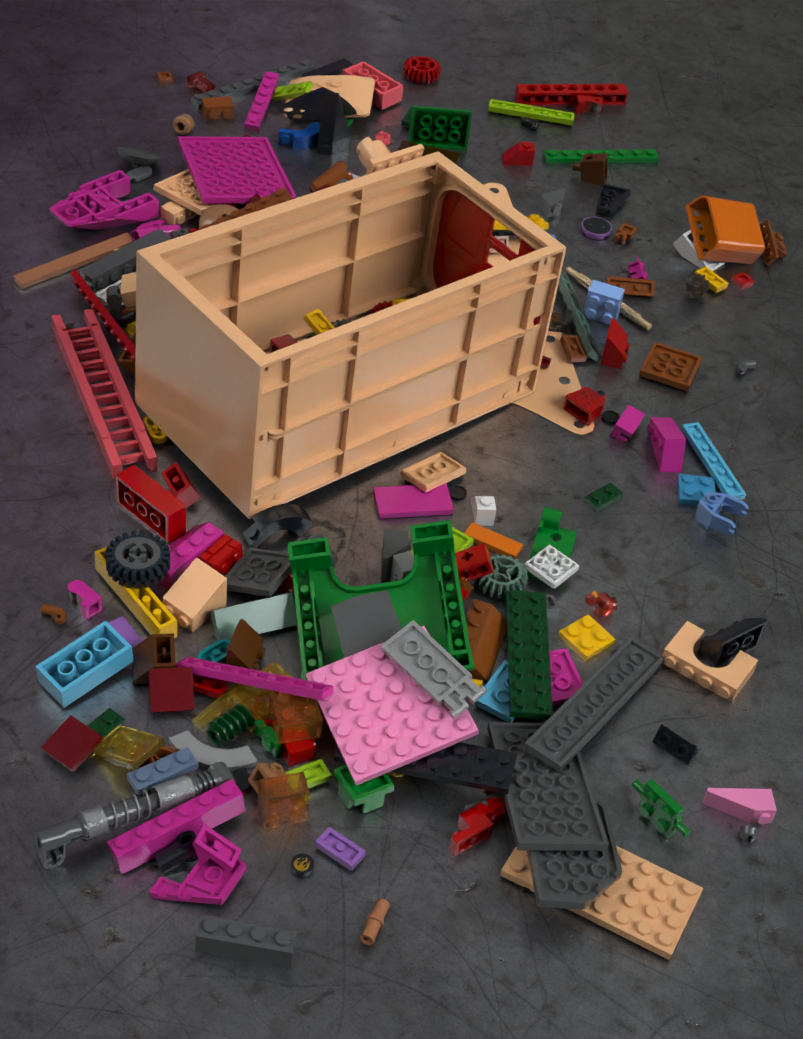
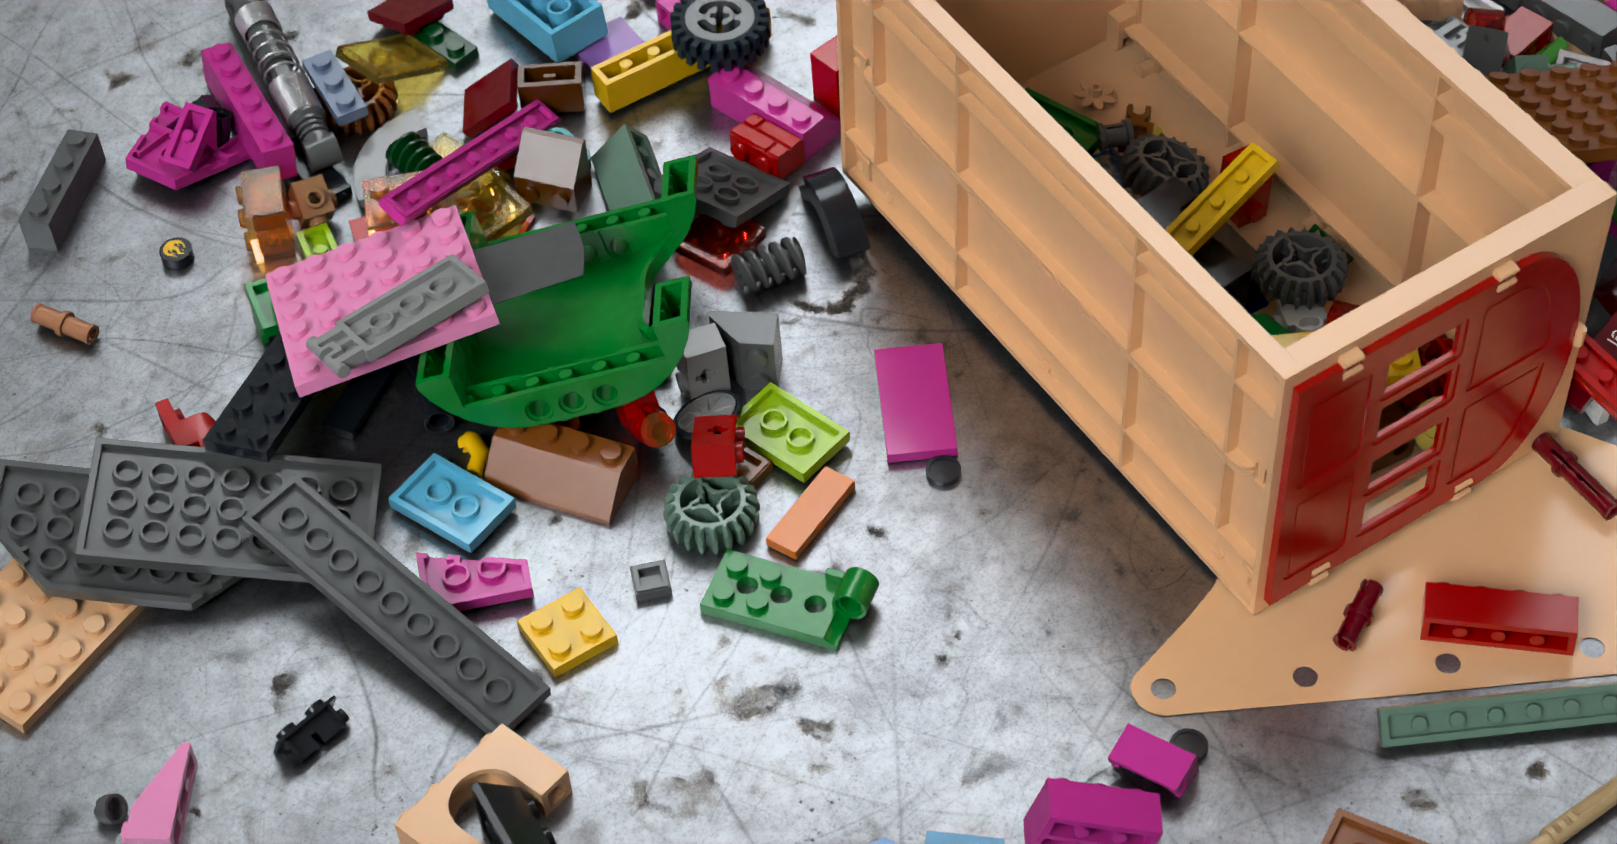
camera: 105 degrees right, 5 degrees up
(196, 594) = (676, 117): light nougat slope -> none
(340, 848) = (190, 288): medium lavender plate -> none
(433, 472) = (986, 429): light nougat tile -> none
(483, 510) = (891, 495): white slope -> none
(528, 655) = (522, 527): dark green plate -> none
(551, 566) = (724, 579): white tile -> none
(561, 322) = (1494, 664): clear smoke leg -> none
(573, 348) = (1402, 689): dark orange plate -> none
(585, 404) = (1205, 691): red torso -> none
(603, 302) = (1559, 751): light blue brick -> none
(603, 497) = (934, 700): dark green plate -> none
(603, 603) = (635, 654): clear red animal -> none
(615, 347) = (1409, 758): red slope -> none
(660, 809) = (162, 668): green plate -> none

